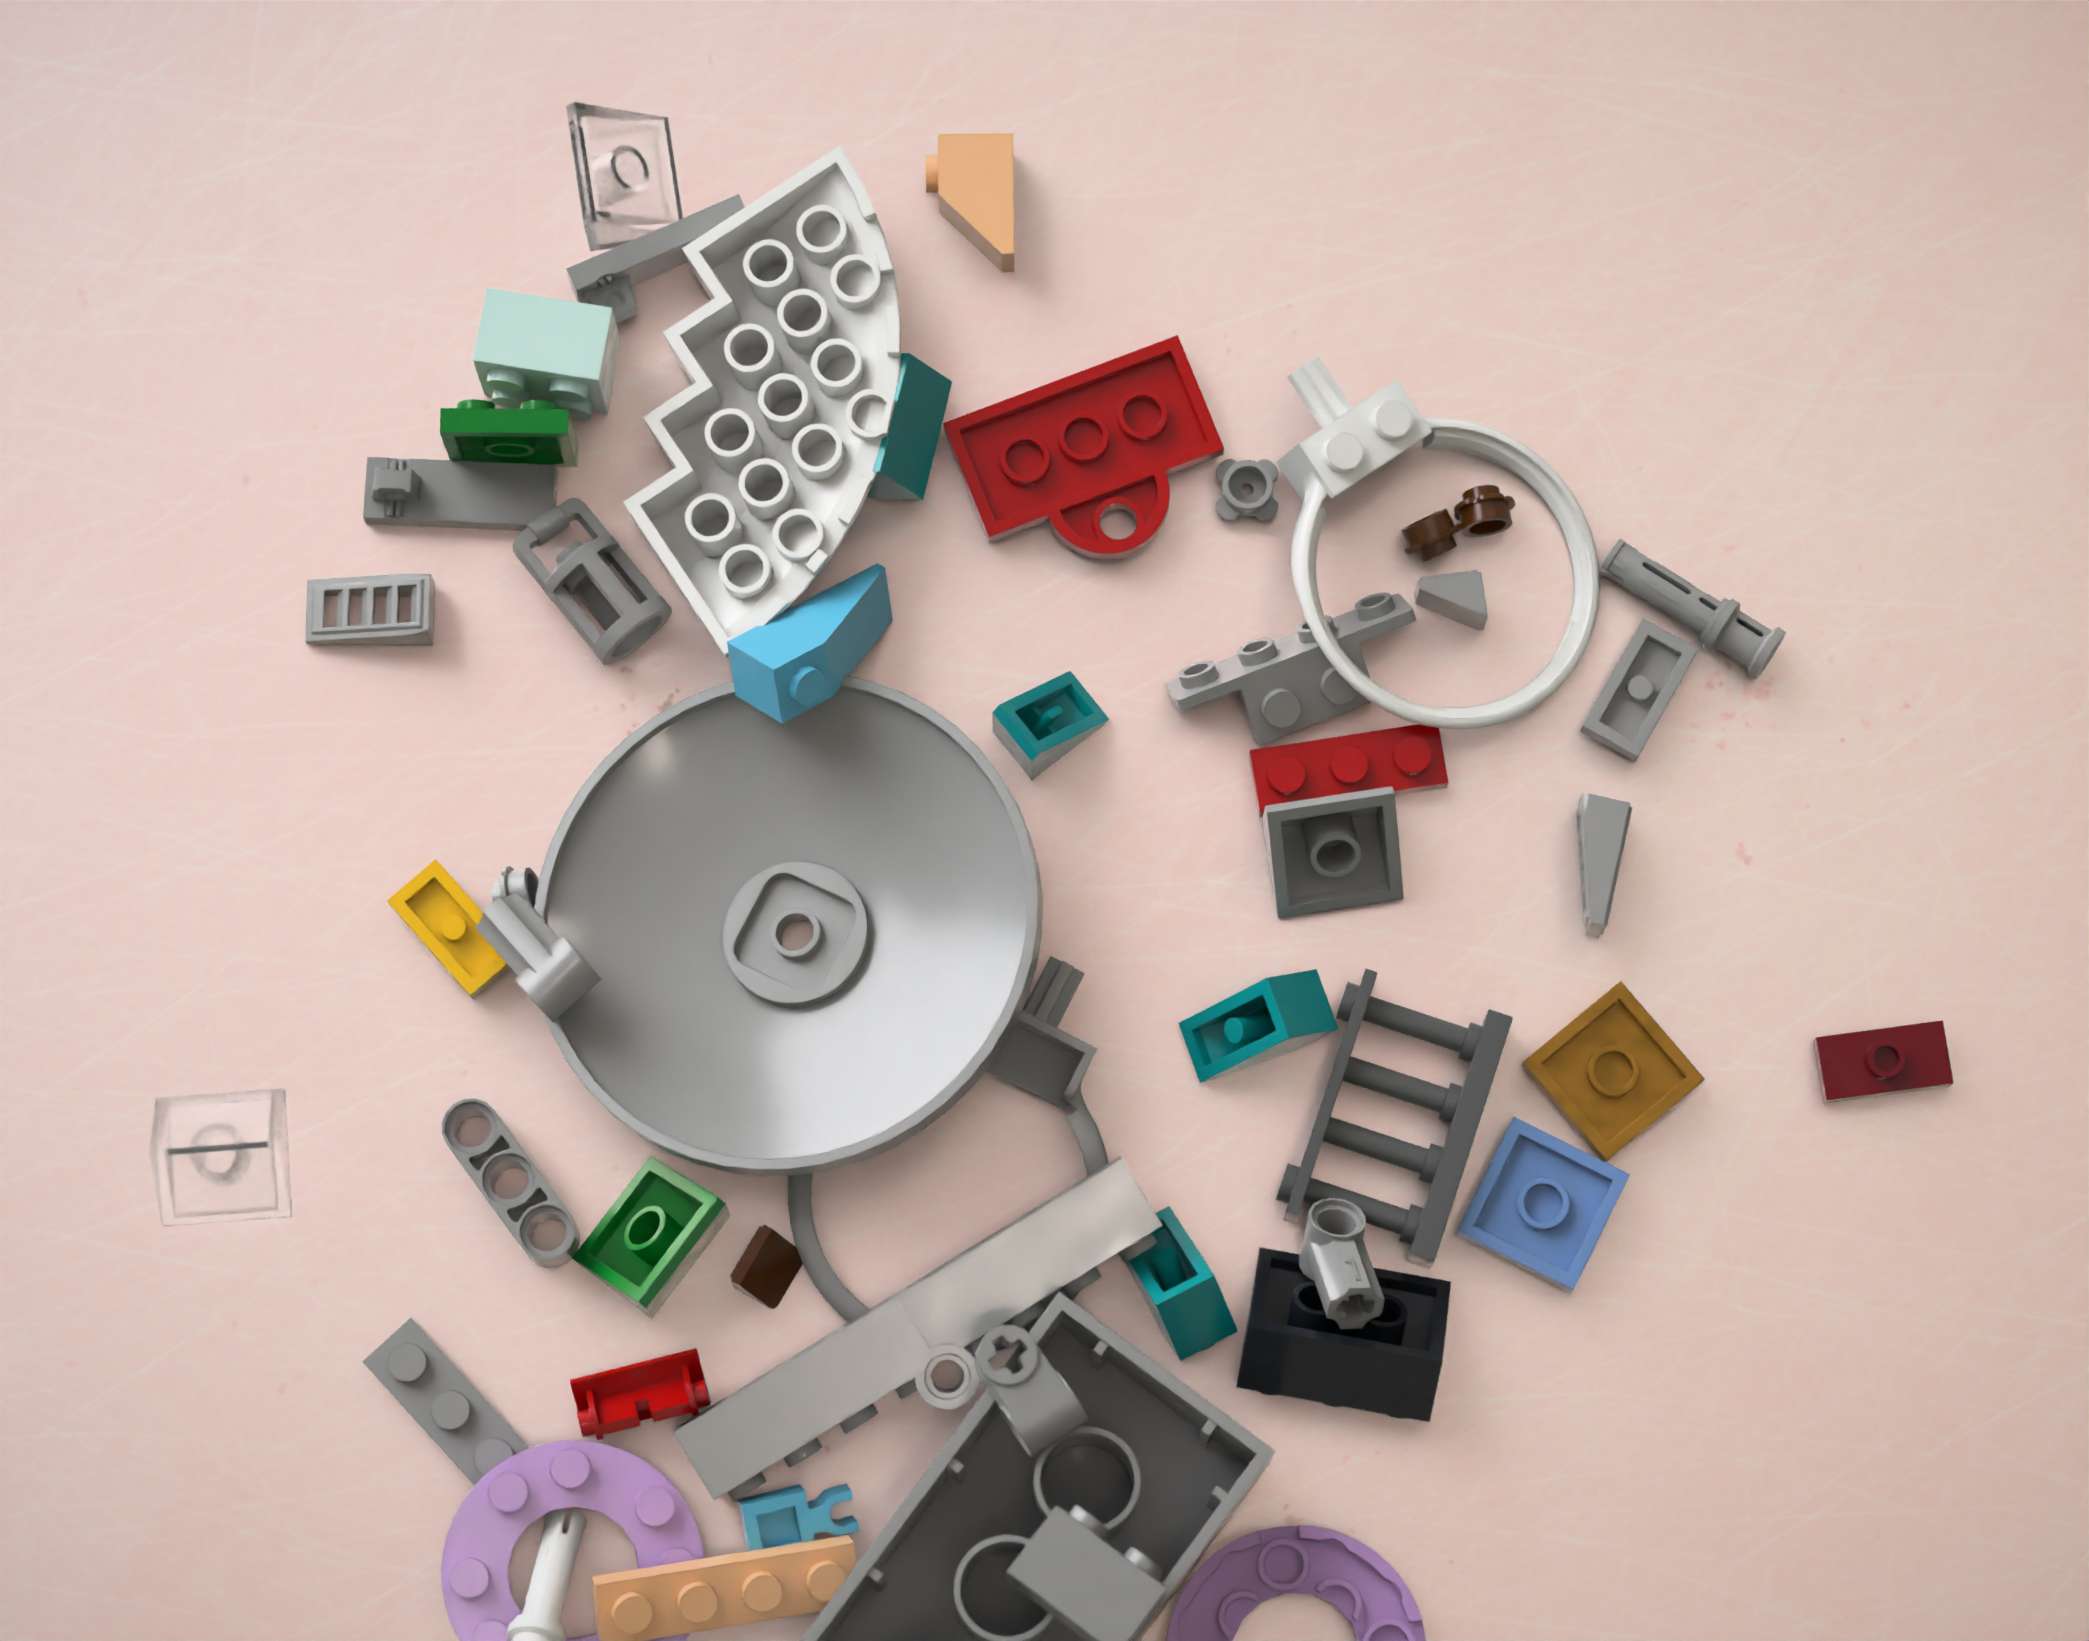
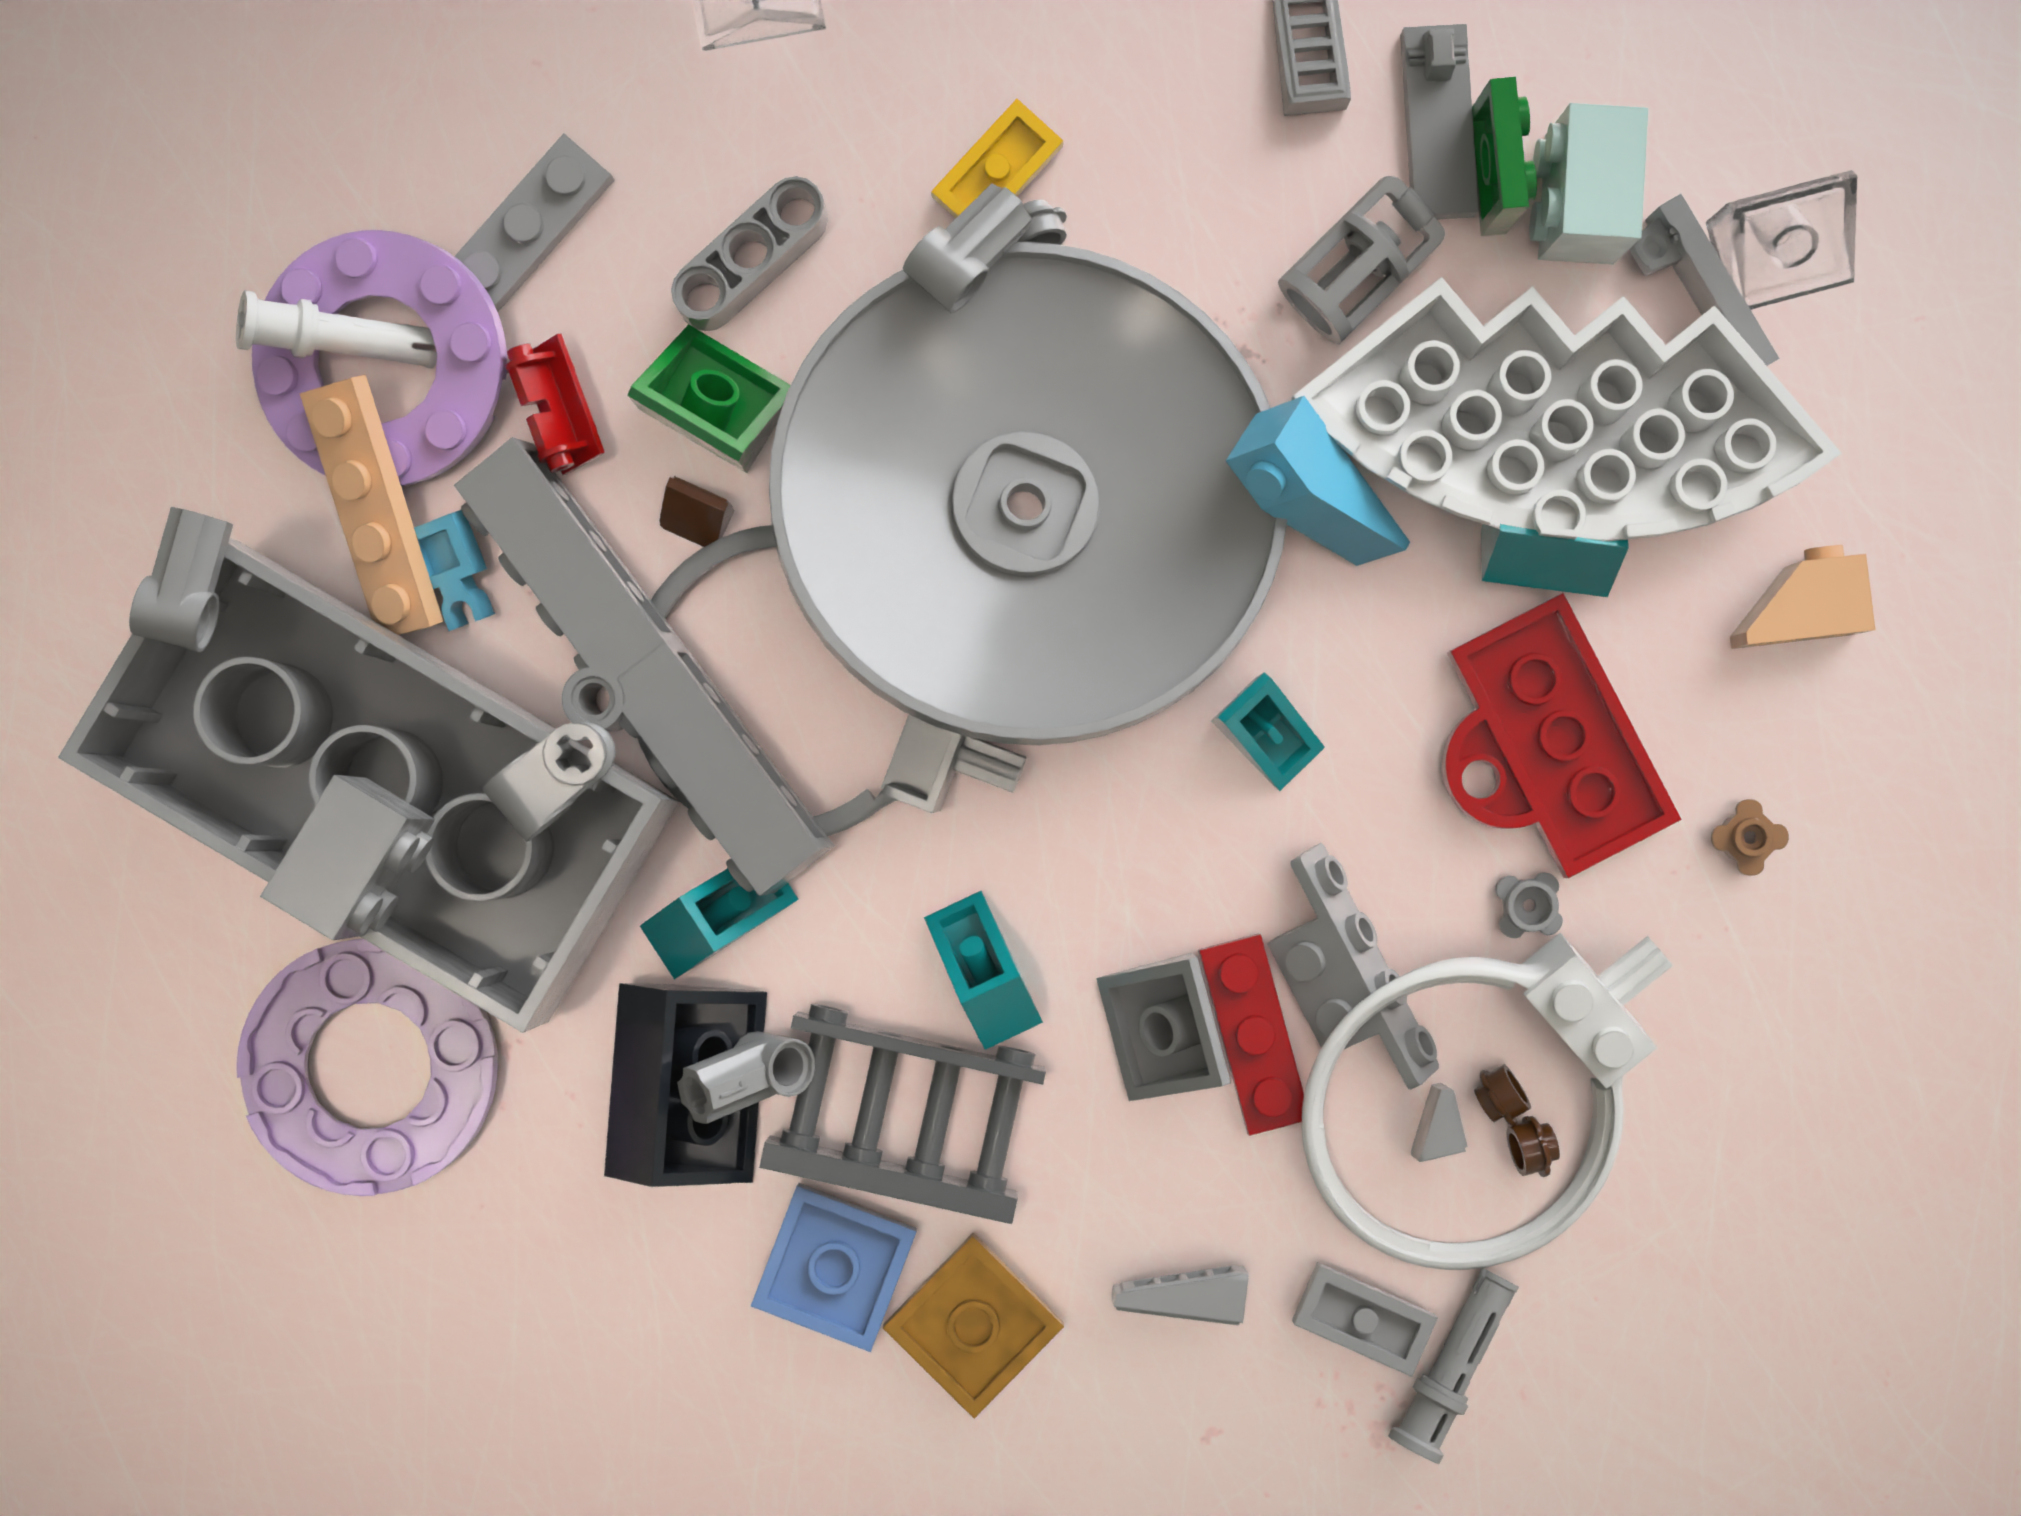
camera: 80 degrees right, 10 degrees up
(1201, 291) = (1730, 837): none -> medium nougat plate

